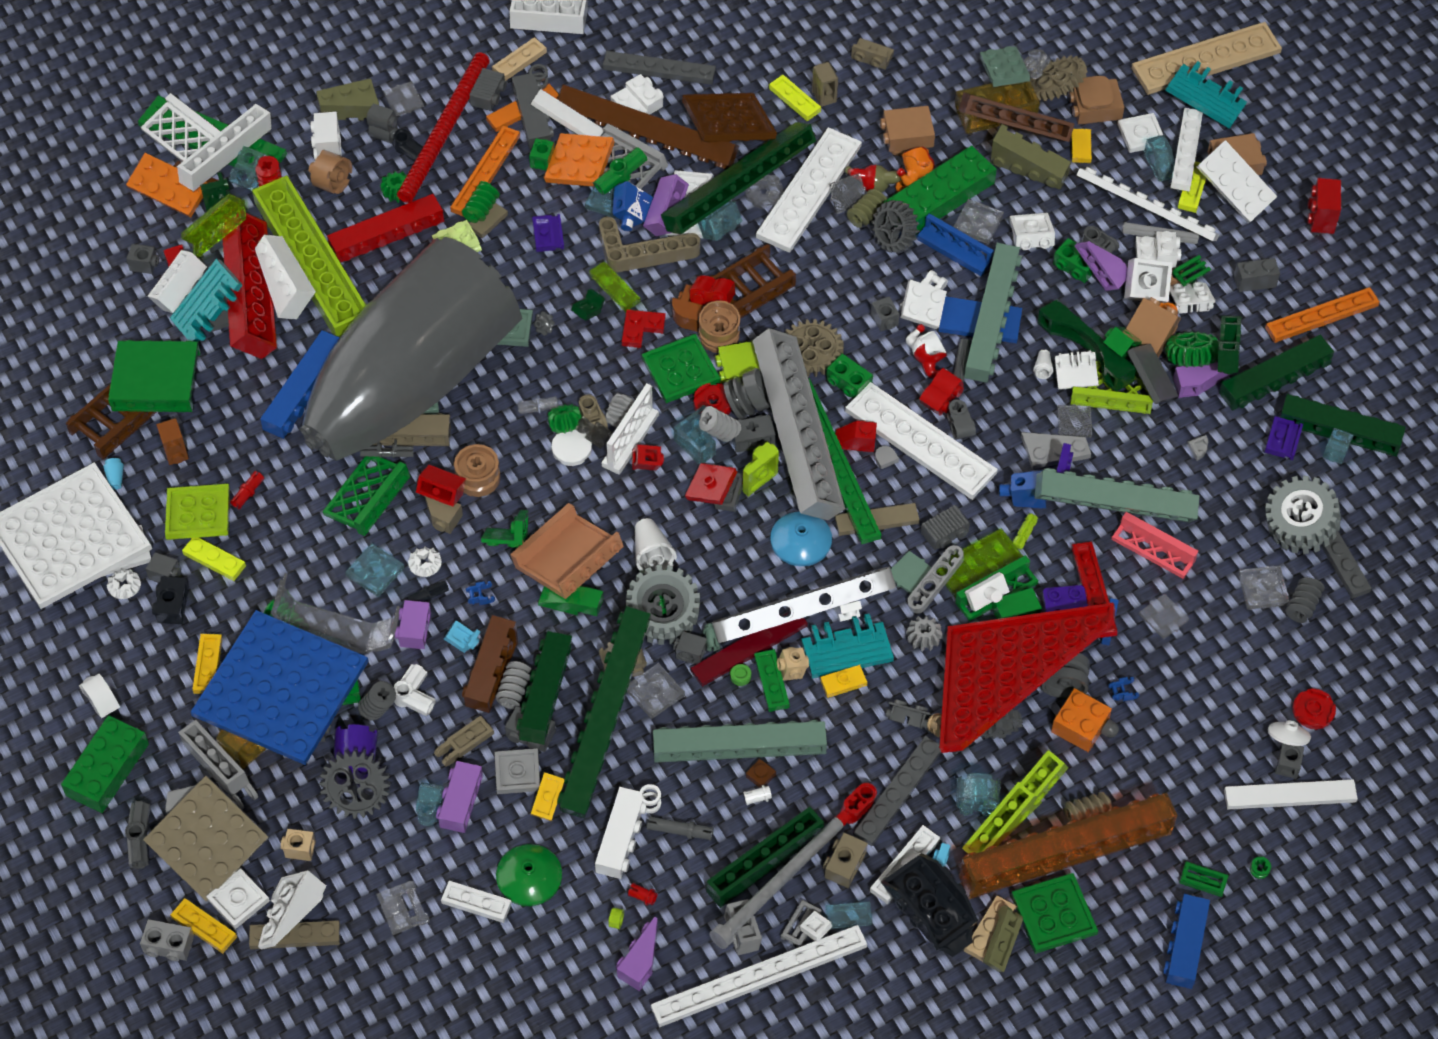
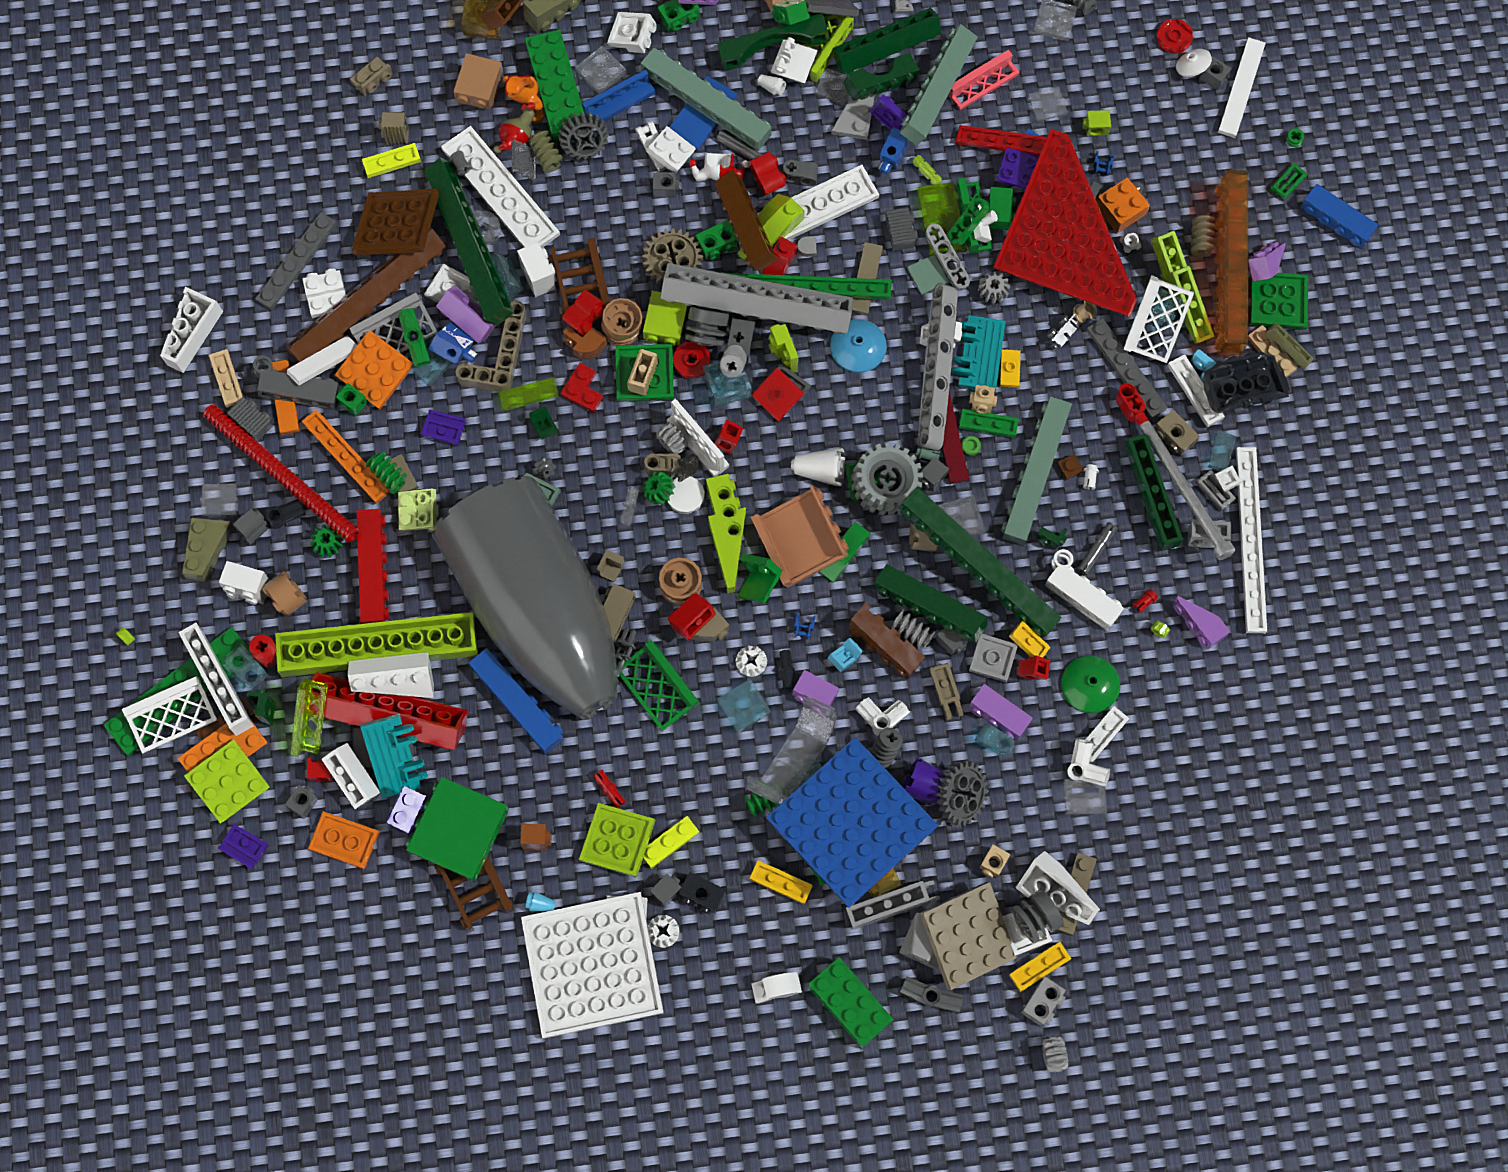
camera: 70 degrees left, 15 degrees up
(85, 233) = (243, 846): none -> dark purple plate
(113, 966) = (1055, 1054): none -> light grey gear
(119, 305) = (343, 840): none -> orange tile
(139, 197) = (227, 781): none -> lime plate
(156, 327) = (405, 810): none -> bracket
(245, 79) = (125, 636): none -> lime axle
(247, 892) = (1040, 914): none -> dark grey wheel
(430, 889) = (1090, 772): none -> white piece
(469, 410) = (610, 566): none -> dark tan panel
(518, 808) = (1034, 668): none -> red brick
(535, 493) = (726, 545): none -> lime brick
(669, 785) = (1049, 539): none -> dark green bracket
(673, 358) = (642, 372): none -> tan brick
(738, 239) = (537, 269): none -> white brick
(814, 146) = (460, 162): none -> dark grey bush
(875, 385) = (745, 221): none -> reddish brown brick
(891, 415) = (779, 219): none -> lime wedge
(958, 769) = (1143, 313): none -> white fence
(978, 577) = (960, 223): none -> green beam
(1047, 740) = (1131, 237): none -> white plate
(1082, 436) = (863, 84): none -> dark green arch
(1085, 877) = (1267, 261): none -> medium lavender slope
(1146, 442) = (887, 40): none -> dark green brick
(1165, 666) = (1097, 123): none -> lime brick

